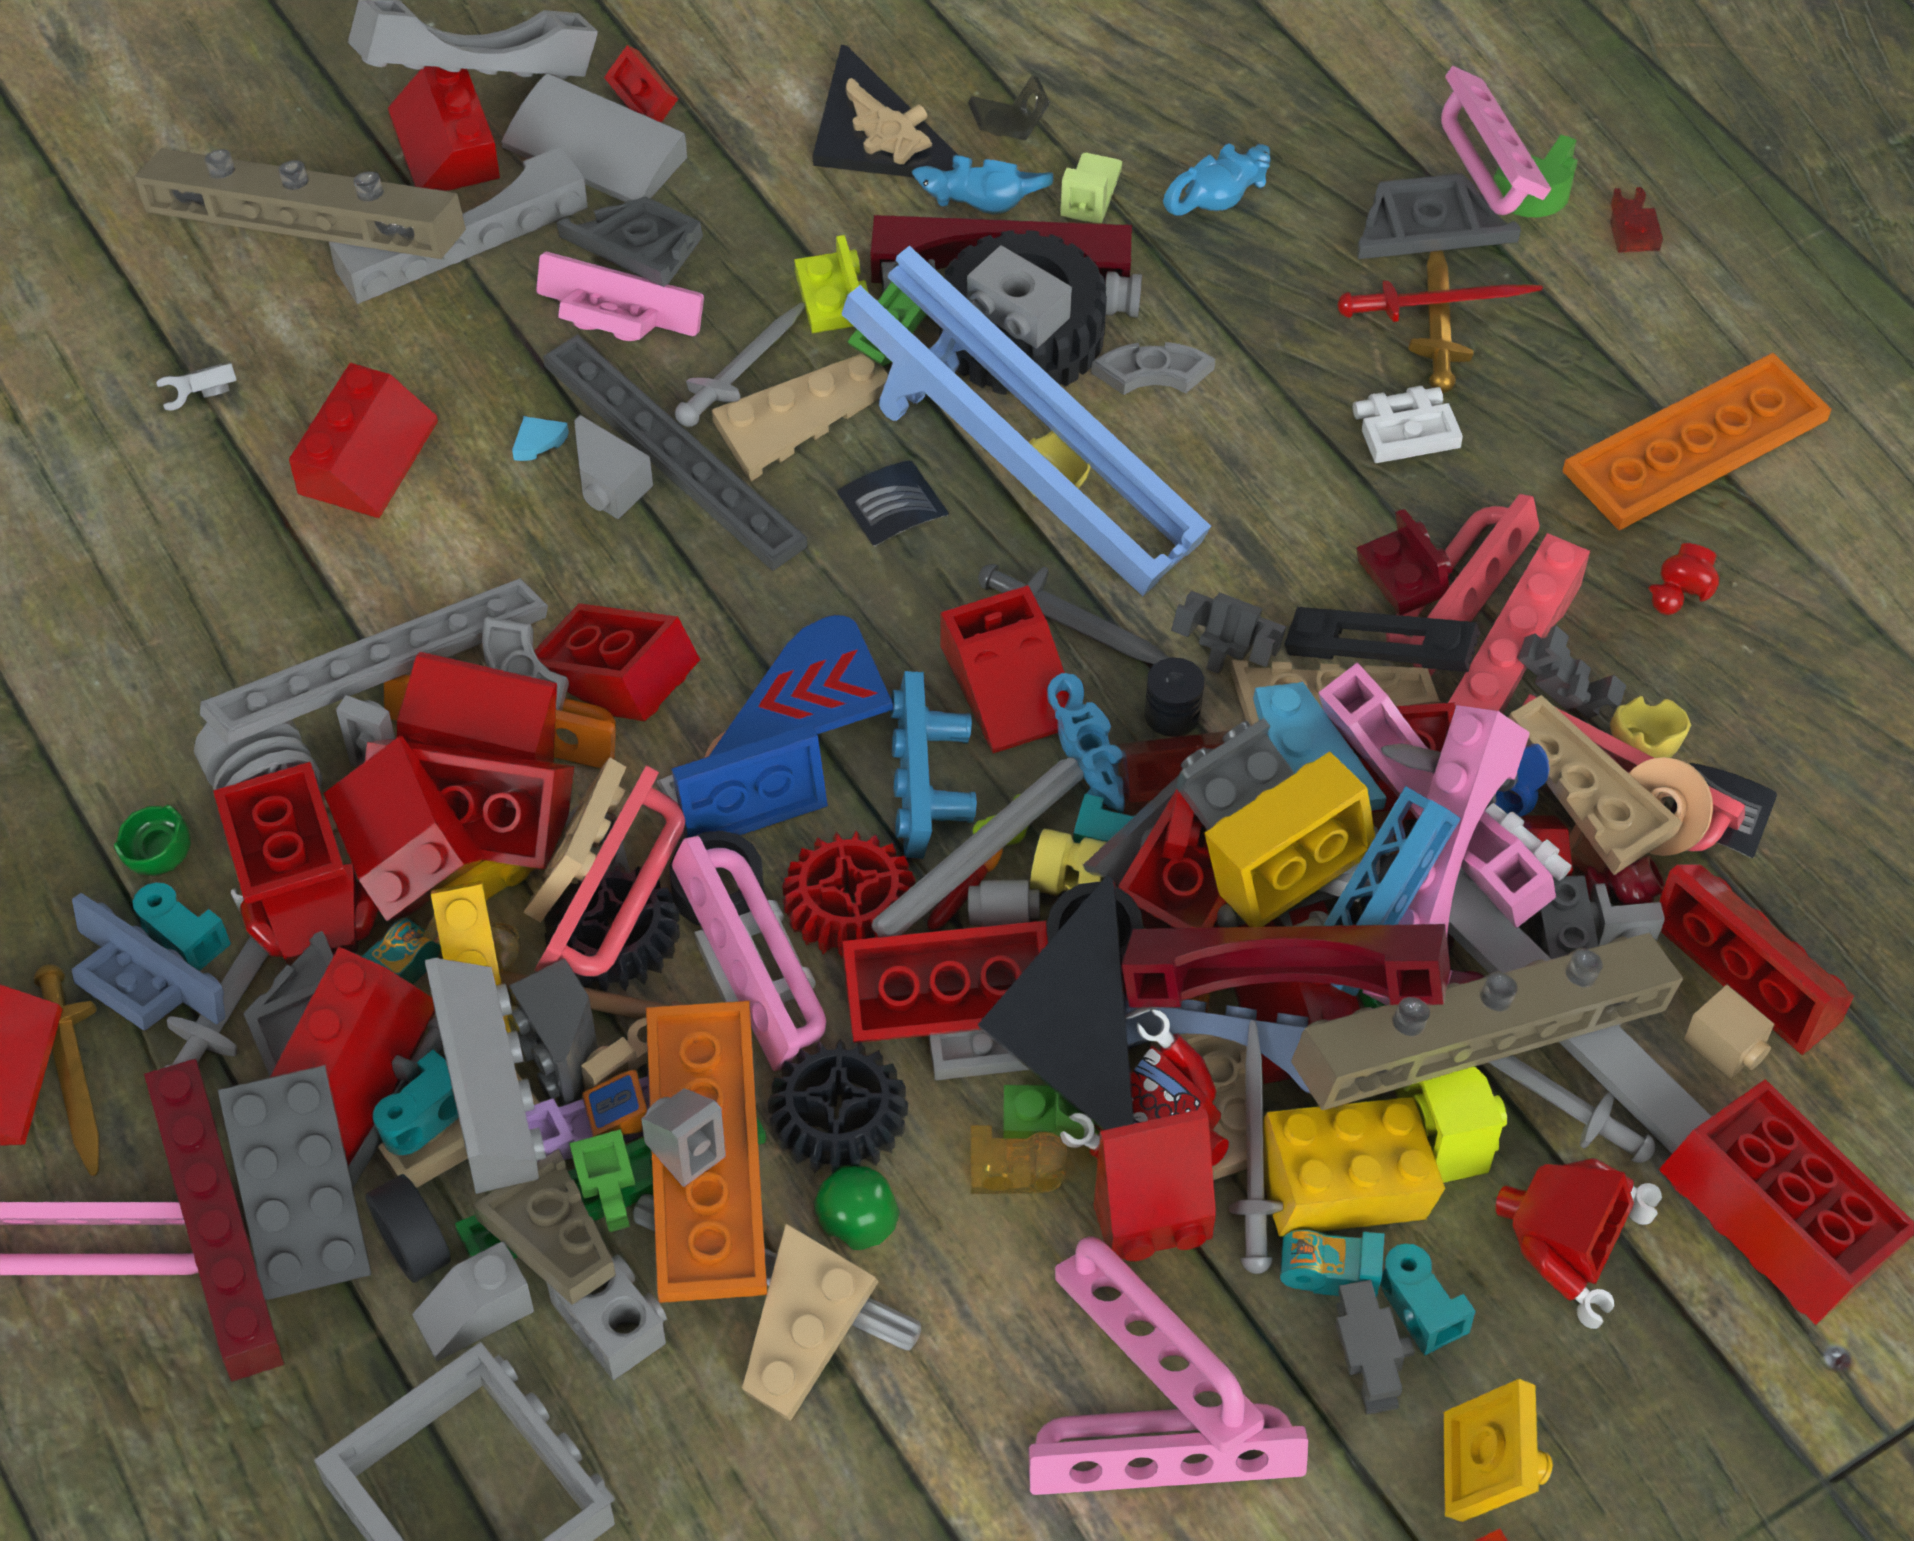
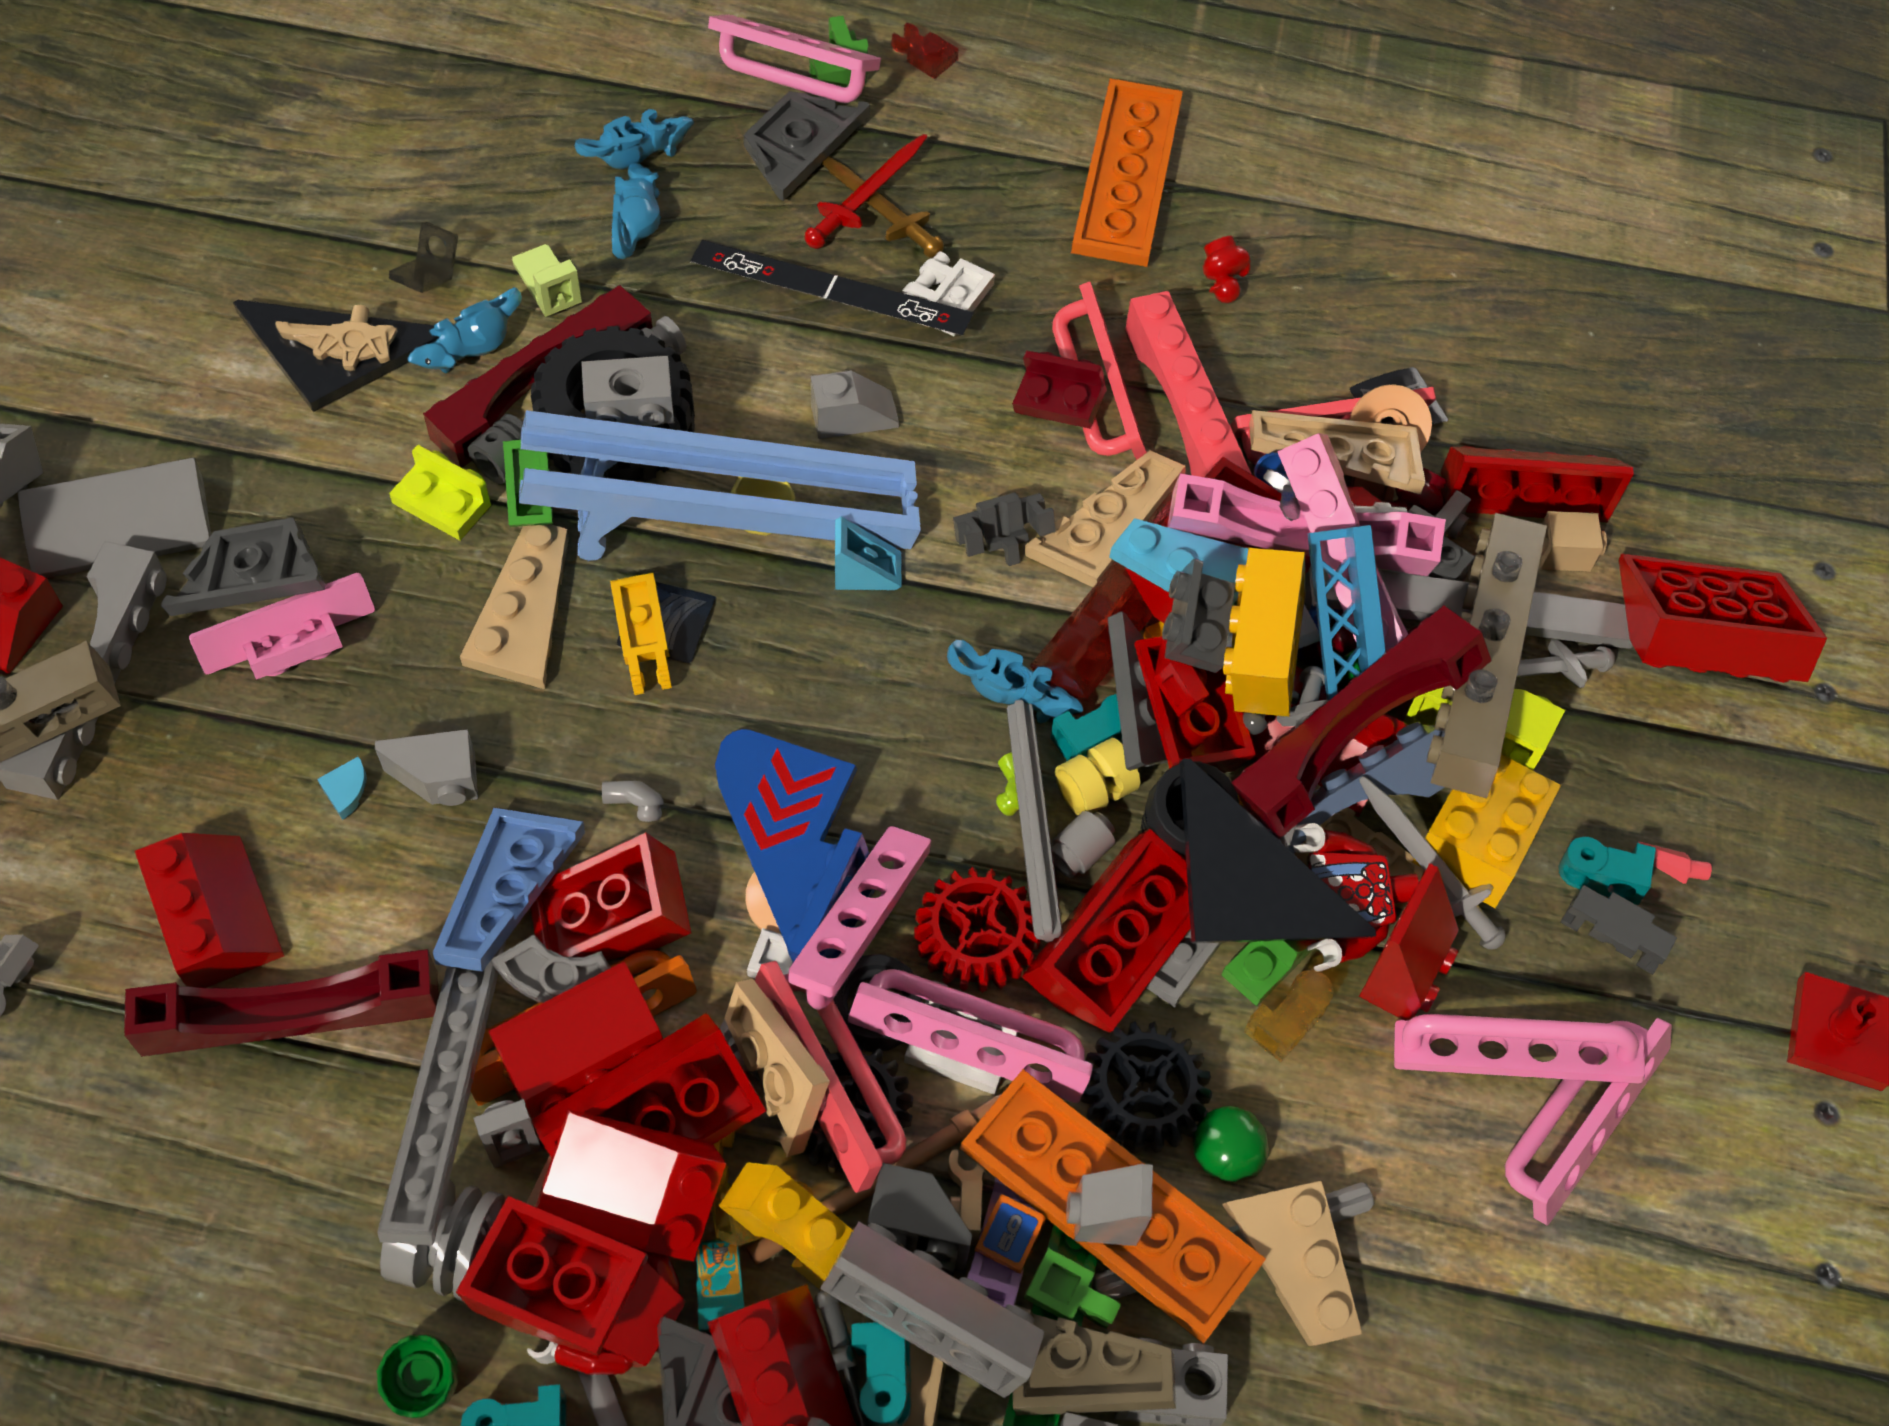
camera: 50 degrees left, 5 degrees up
(269, 500) = (192, 1018): none -> dark red arch
(557, 578) = (502, 882): none -> medium blue wing
(640, 85) = (106, 446): red plate -> none
(666, 798) = (825, 976): none -> bright pink piece
(676, 452) = (455, 709): dark grey tile -> none
(719, 388) = (442, 635): light grey sword -> none
(722, 601) = (638, 794): none -> light grey arm
(857, 490) = (641, 628): none -> yellow hinge
(911, 780) = (926, 809): dark azure plate -> none
(1004, 666) = (896, 674): red slope -> none
(1073, 616) = (848, 609): dark grey sword -> none
(1084, 567) = (864, 560): none -> medium azure slope
(1153, 365) = (732, 378): light grey tile -> none
(1174, 697) = (1024, 601): black piece -> none
(1217, 449) = (850, 405): none -> light grey slope
(1281, 129) = (633, 142): none -> dark azure animal
(1315, 353) = (832, 287): none -> black sticker
(1325, 1262) = (1542, 893): teal leg -> none
(1445, 645) = (1162, 423): black container -> none
(1492, 1451) = (1763, 928): yellow tile -> none
(1494, 1349) = (1680, 865): none -> coral bar
(1566, 677) = (1232, 384): dark grey piece -> none
(1572, 1223) = (1635, 742): red torso -> none
(1651, 729) = (1317, 380): light yellow hair -> none

